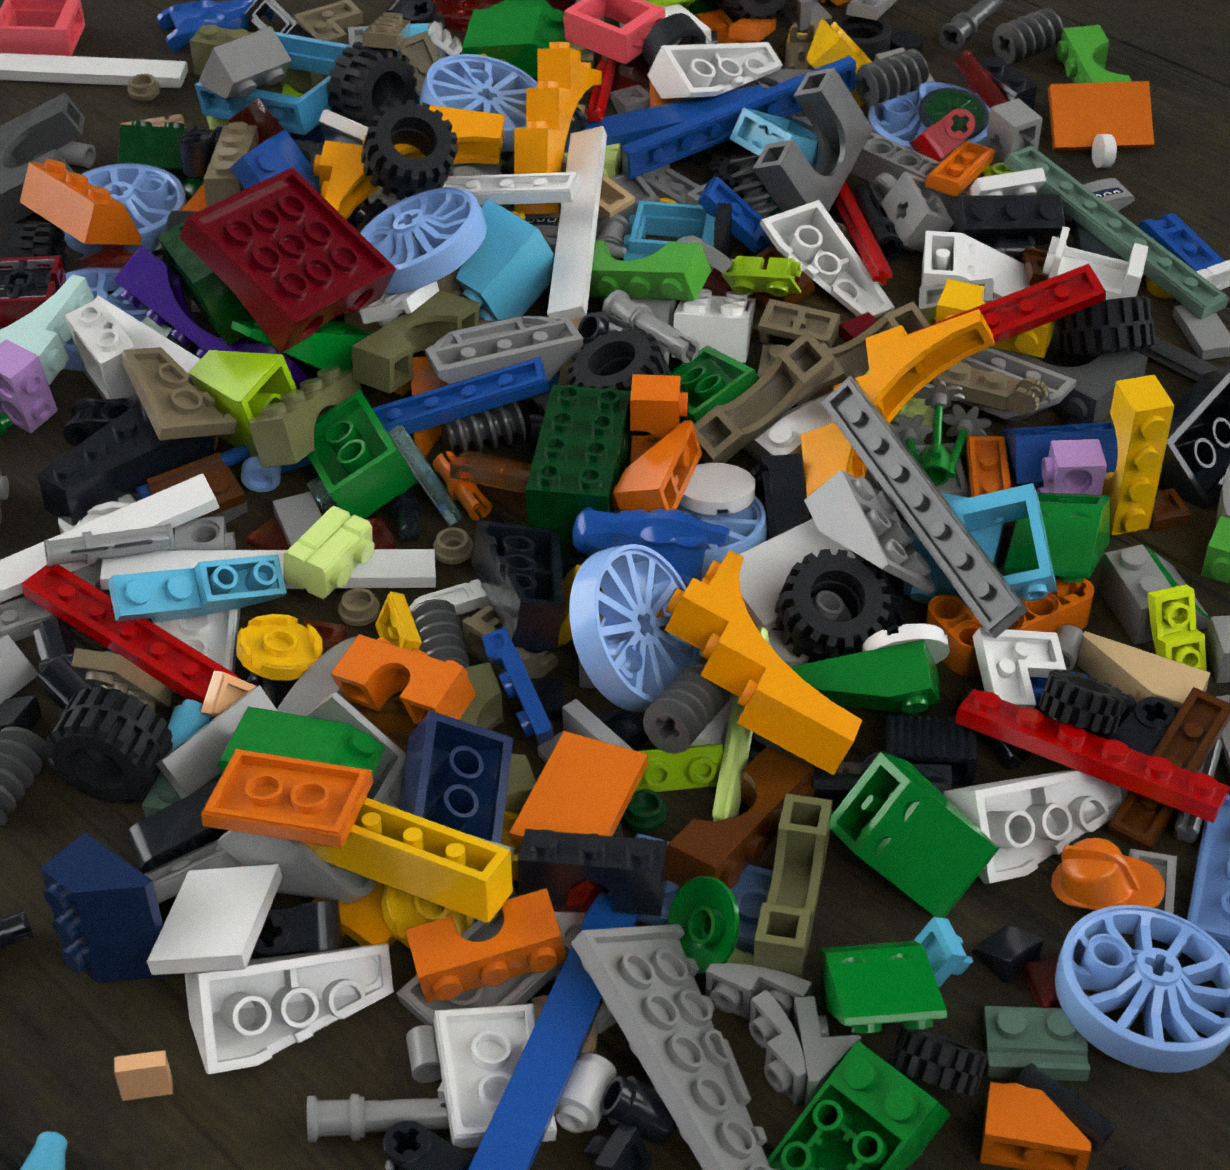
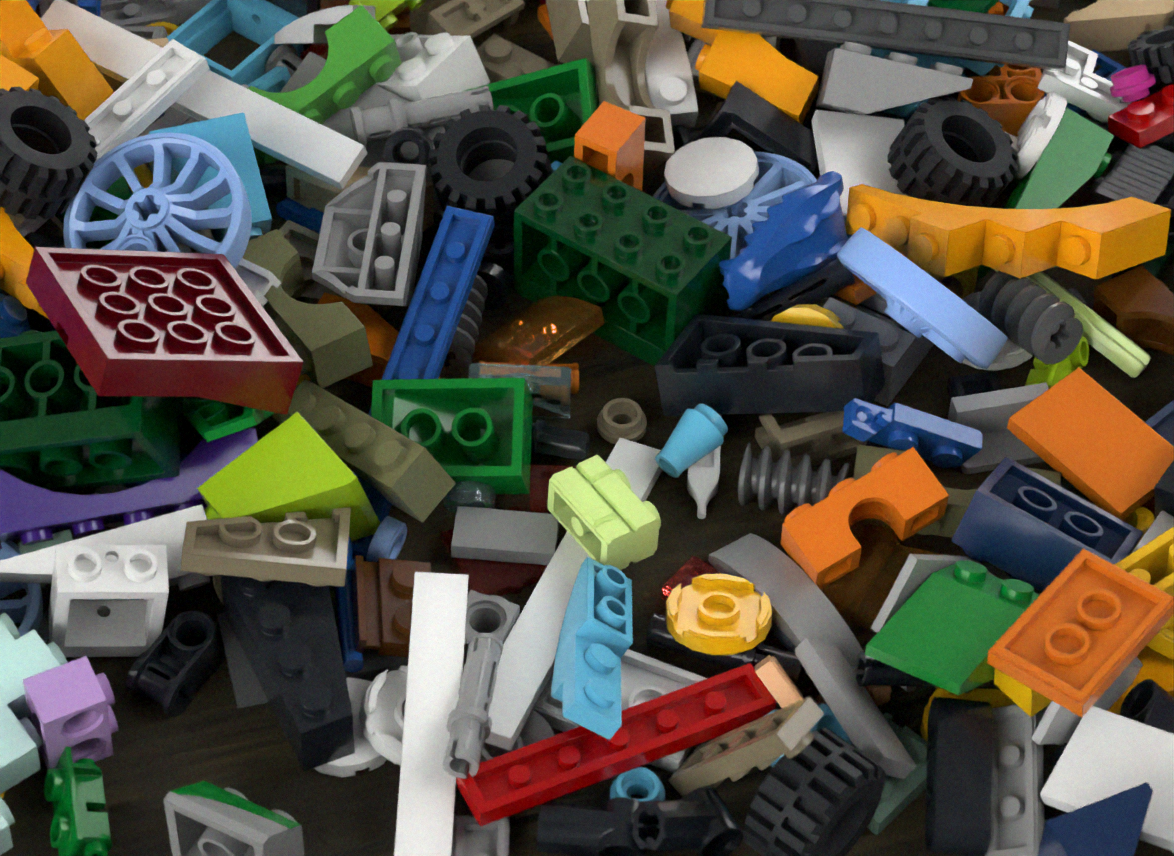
camera: 65 degrees left, 5 degrees up
(358, 607) = (675, 535): dark tan plate -> none
(401, 627) = (748, 489): yellow tile -> none
(444, 578) = (693, 438): none -> medium azure cone
(660, 473) = (705, 191): orange slope -> none
(1020, 687) = (1132, 83): none -> dark pink plate

